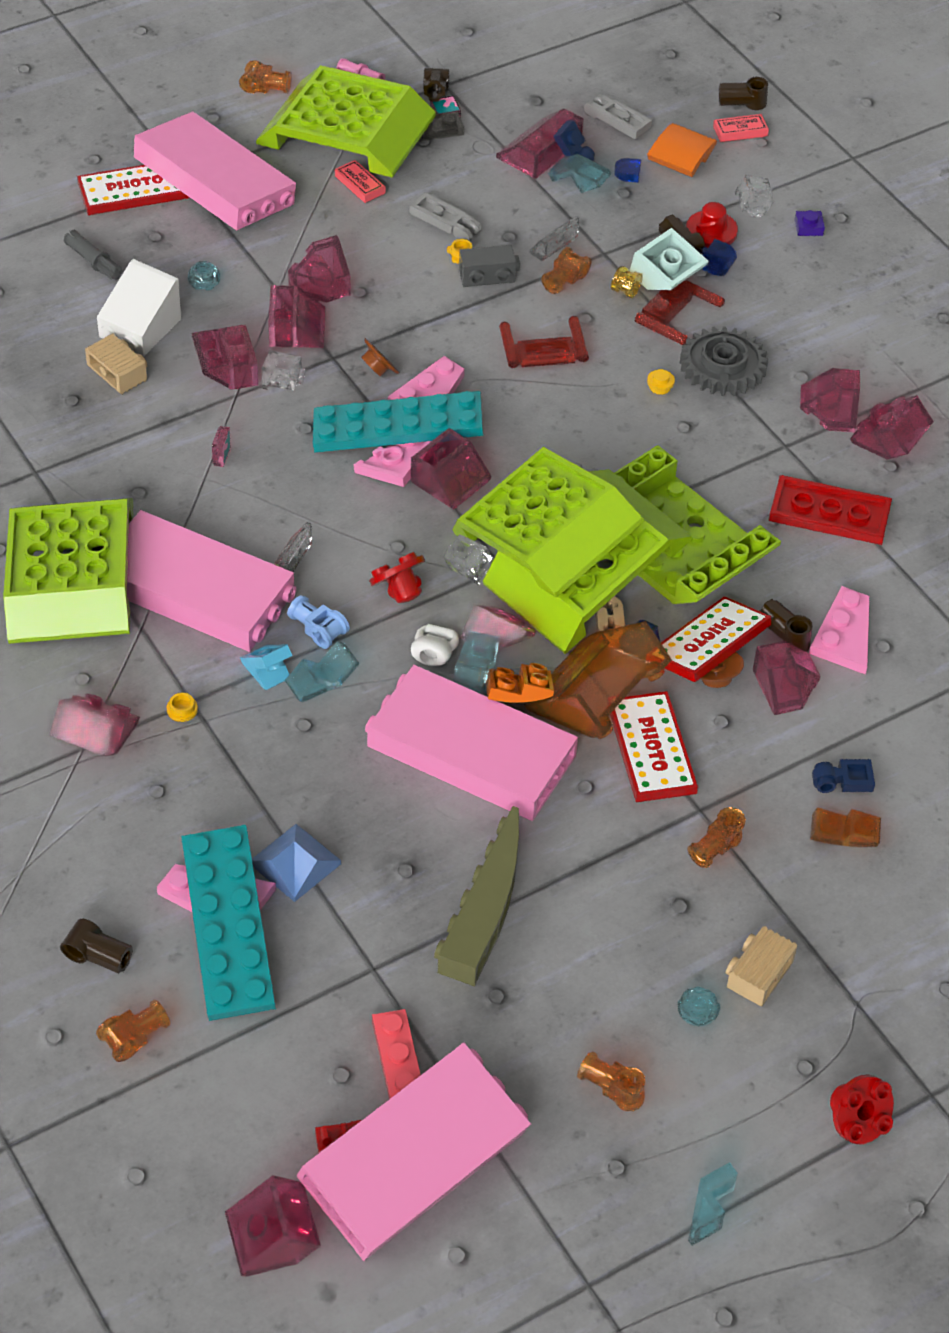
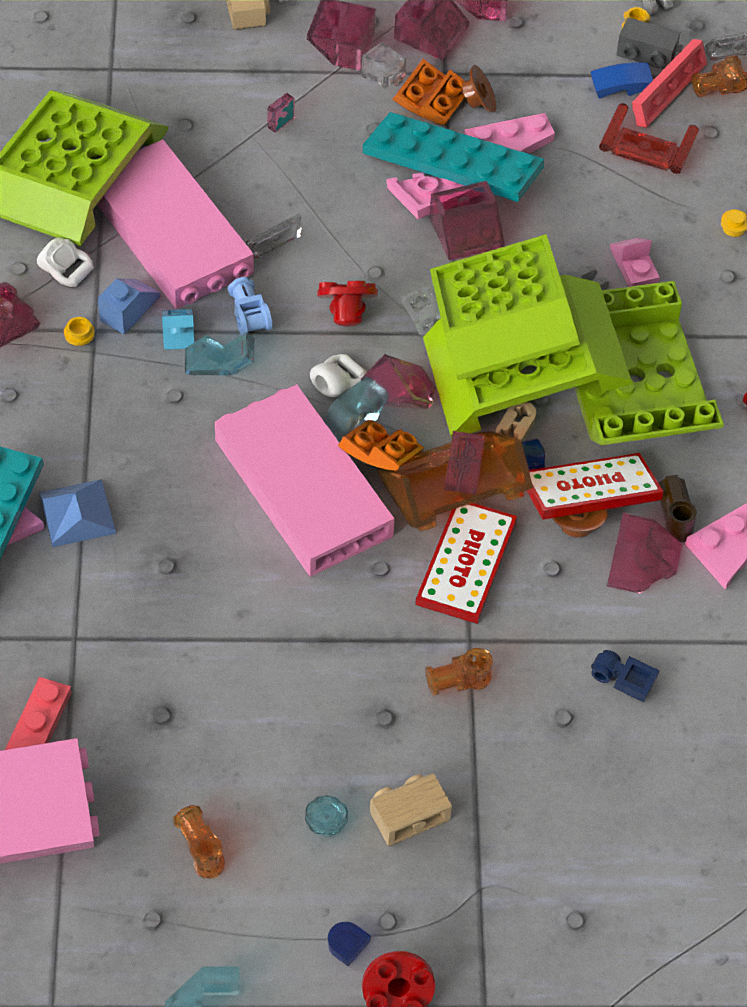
camera: 30 degrees right, 5 degrees up
(116, 653) = (59, 256): none -> white piece
(207, 666) = (125, 303): none -> medium blue slope
(335, 378) = (431, 93): none -> orange slope
(482, 908) = (205, 630): olive slope -> none
(485, 301) = (615, 78): none -> blue slope
(528, 291) = (669, 83): none -> coral plate
(599, 665) = (464, 462): none -> clear pink tile
(604, 446) = (635, 261): none -> bright pink slope
(788, 1100) = (347, 941): none -> clear blue tile
(853, 830) = (588, 724): clear orange slope -> none

